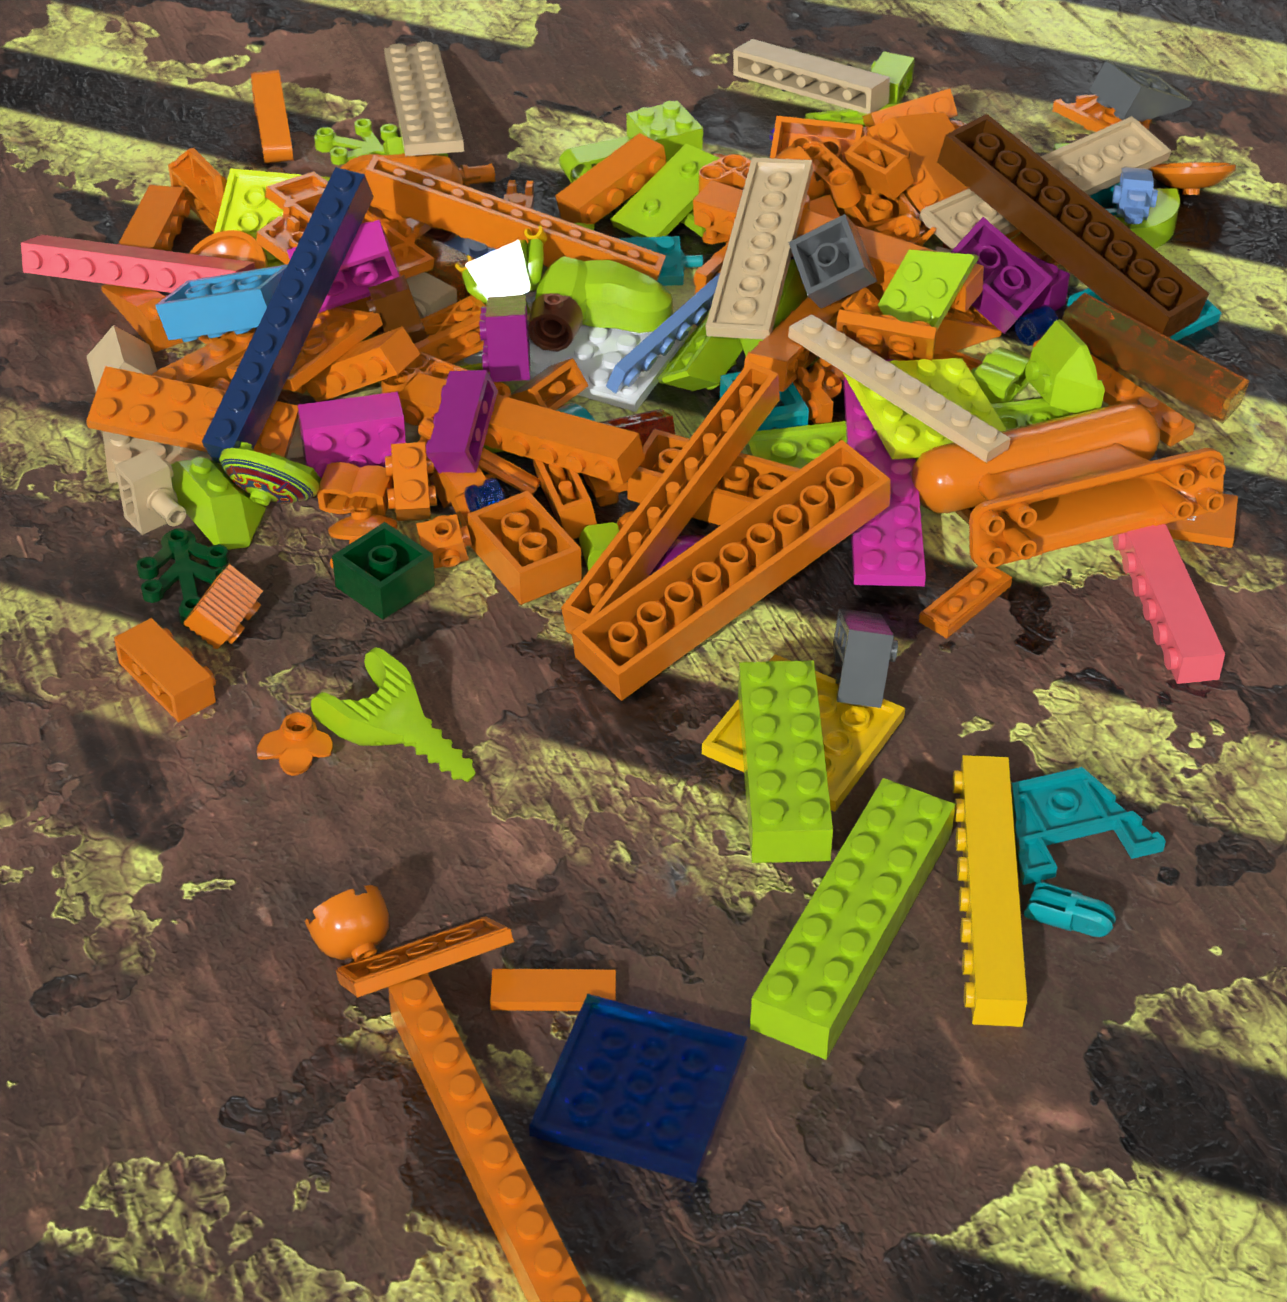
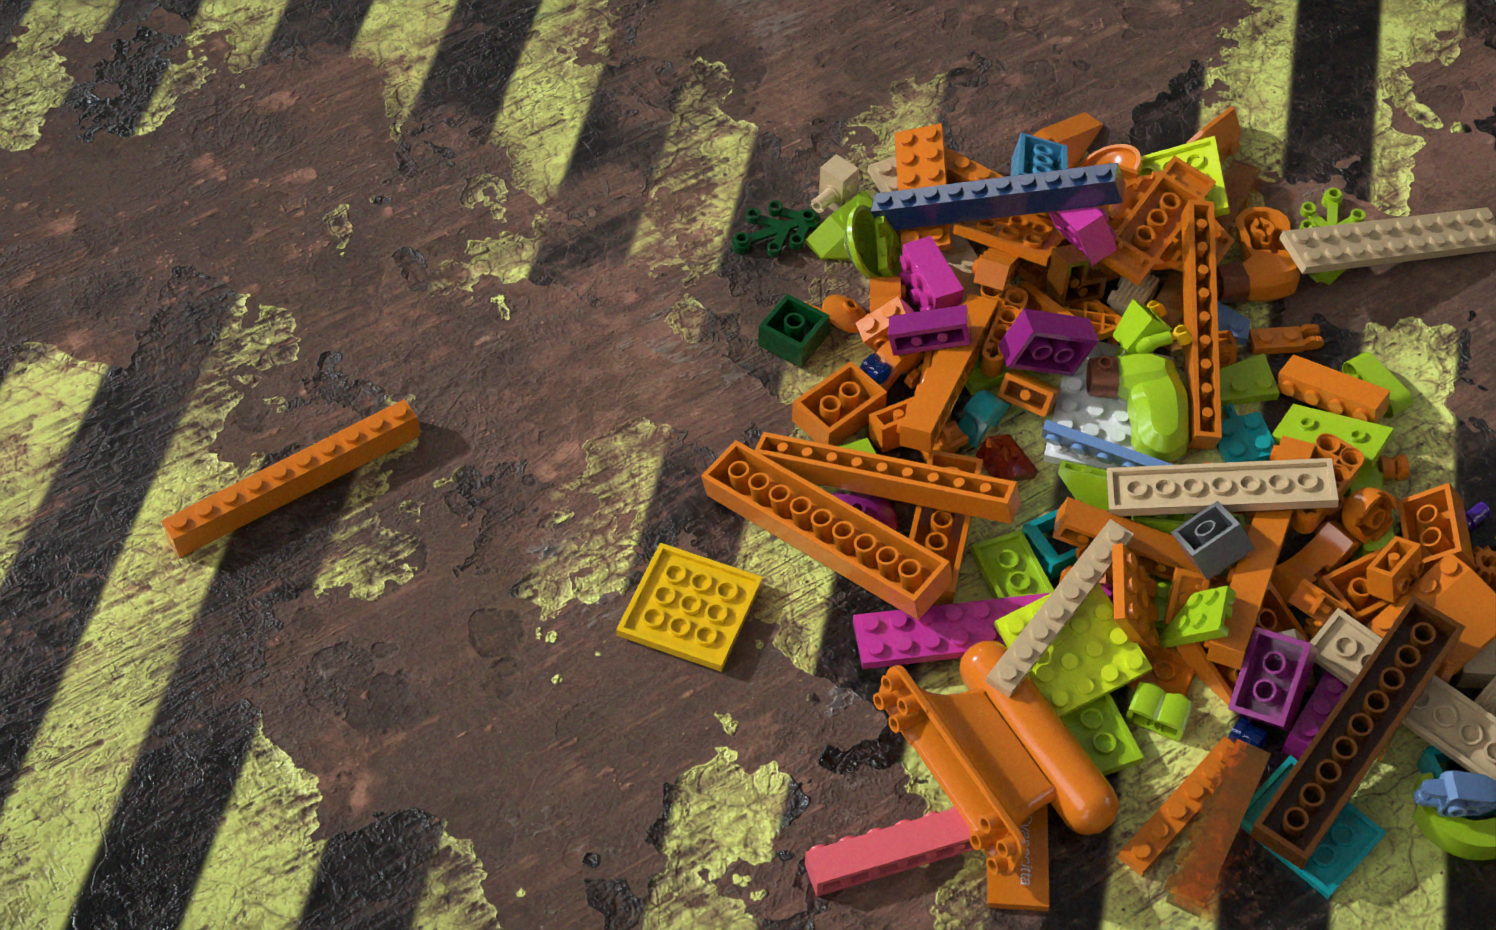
camera: 80 degrees right, 10 degrees up
(120, 263) = (1090, 110): coral brick -> none
(120, 351) = (991, 146): tan slope -> none
(157, 218) = (1154, 120): orange brick -> none
(165, 669) = (677, 239): orange brick -> none
(224, 607) = (739, 254): orange brick -> none
(271, 116) = (1334, 152): orange beam -> none
(295, 744) = (626, 321): orange plate -> none
(350, 924) = (461, 377): orange cylinder -> none
(390, 717) = (653, 365): lime animal -> none
(423, 956) = (441, 417): orange tile -> none
(445, 540) = (832, 355): orange brick -> none
(477, 174) = (1316, 296): orange pin -> none
(549, 988) = (433, 494): orange tile -> none
(639, 1087) = (356, 549): clear blue plate -> none
(668, 125) = (1433, 421): lime brick -> none
(784, 762) = (637, 585): lime brick -> none
(836, 175) = (1374, 535): orange beam -> none
(852, 919) = (512, 651): lime brick -> none
(863, 650) = (762, 624): dark grey wedge -> none
(965, 600) = (858, 702): orange tile -> none
(990, 892) = (550, 733): yellow brick -> none
(1064, 371) = (1159, 748): lime wedge -> none
(1069, 808) = (638, 780): teal wing -> none
(1069, 910) = (535, 786): teal arm -> none

